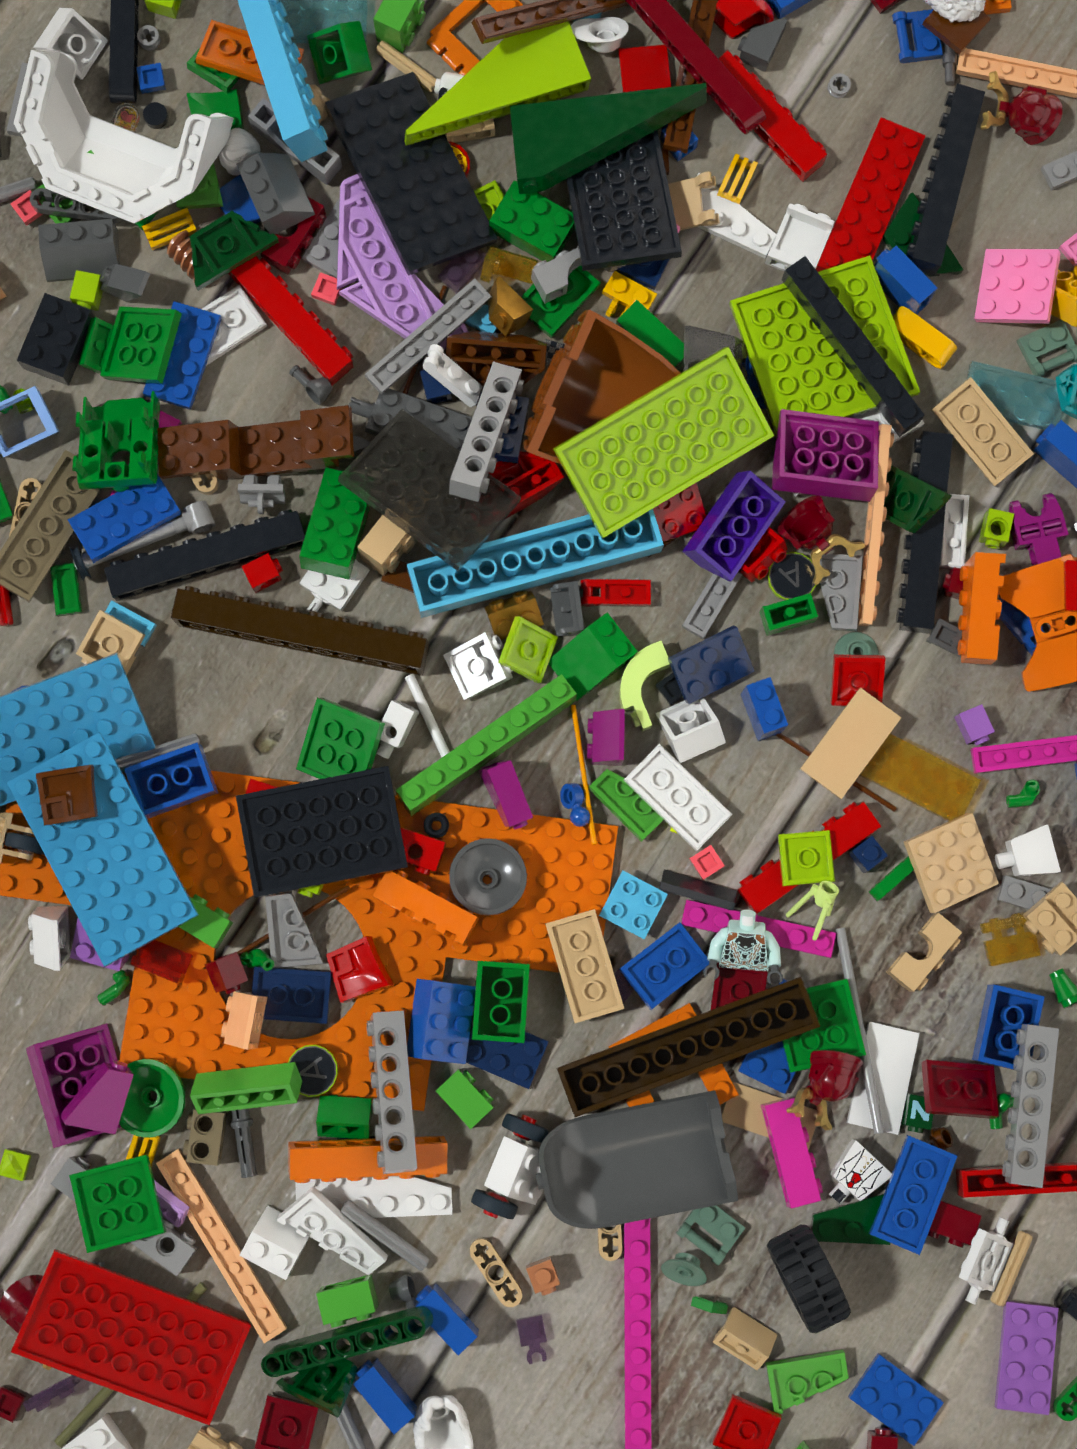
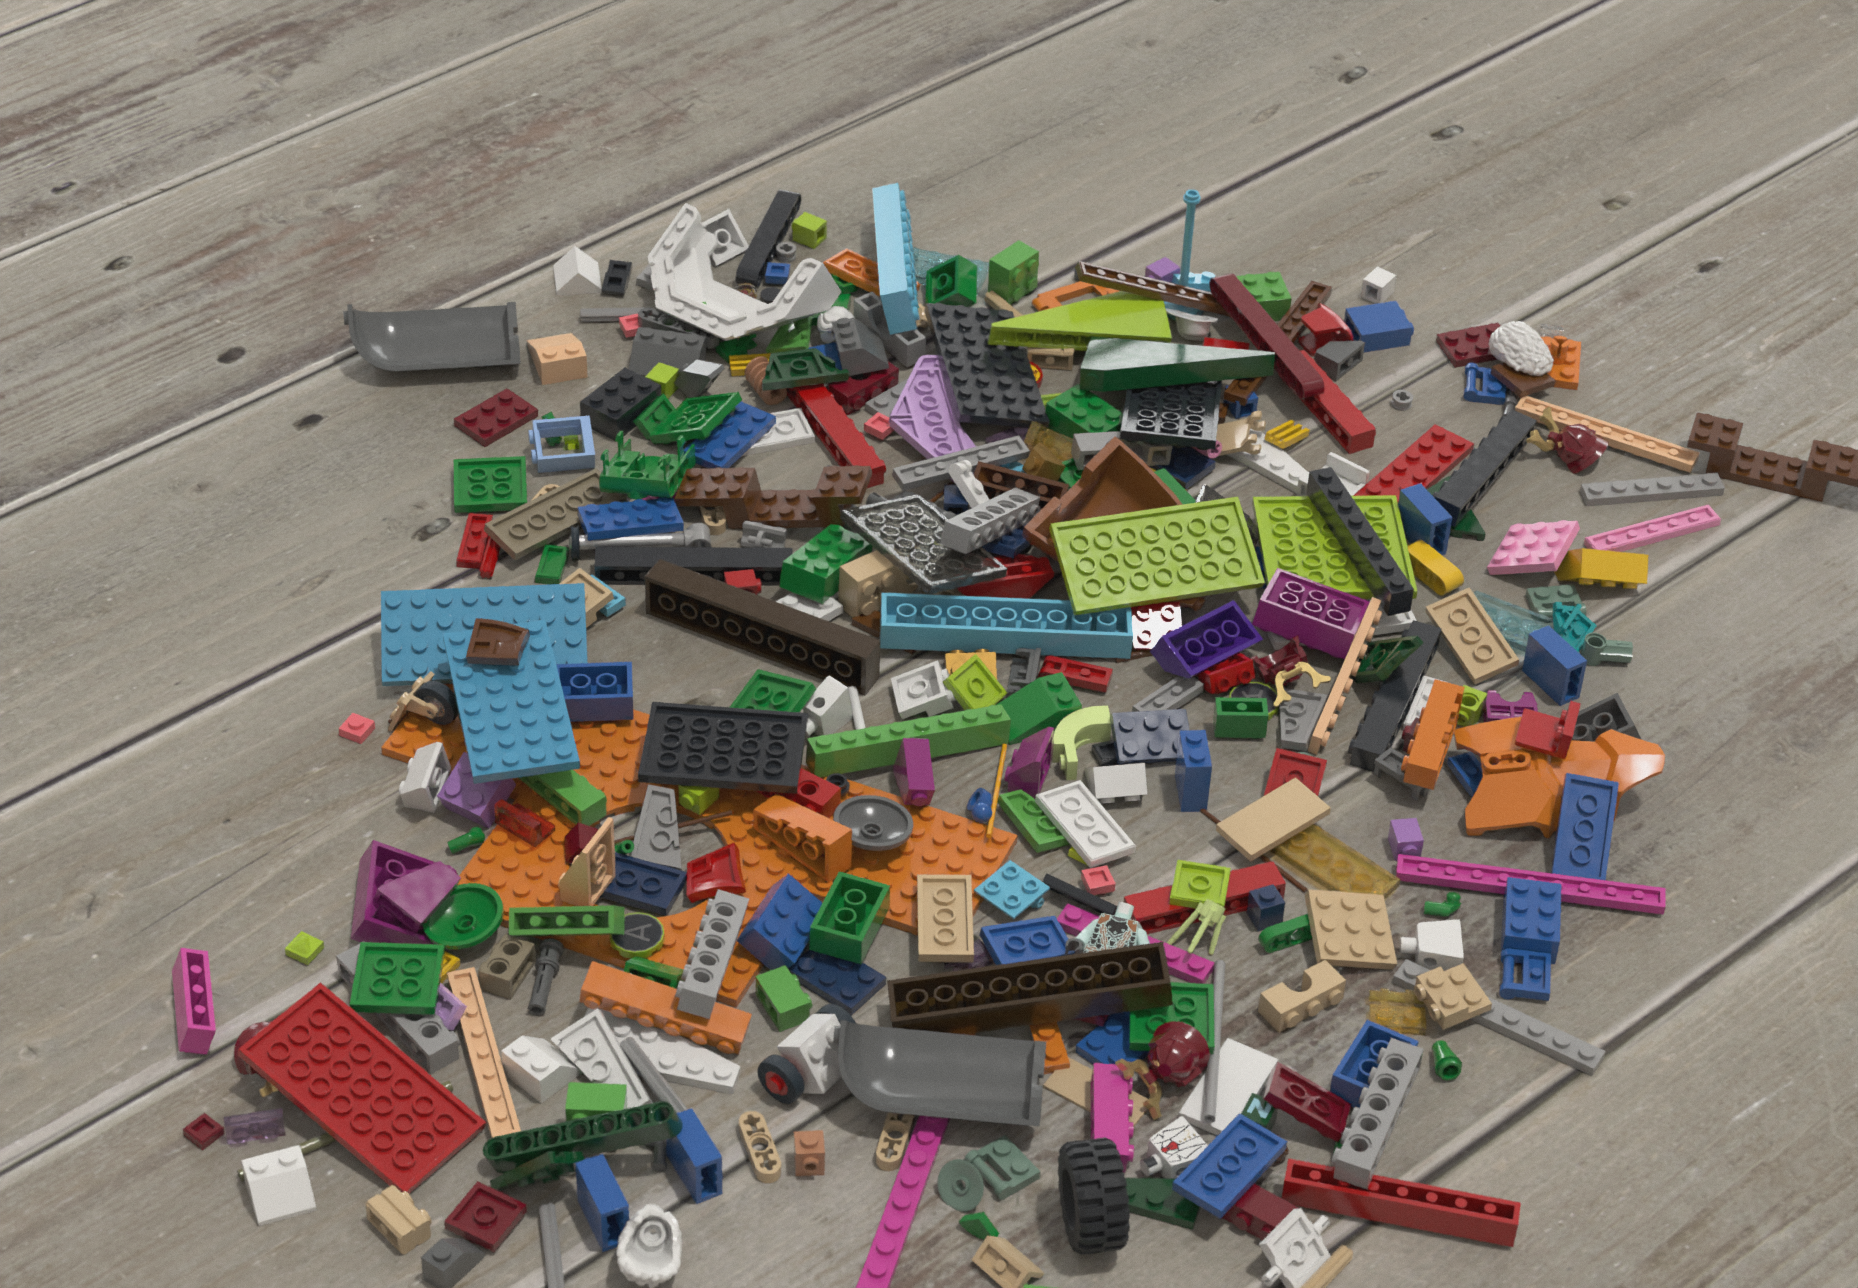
camera: 15 degrees right, 40 degrees down
(532, 1333) = (778, 1208): clear purple plate -> none

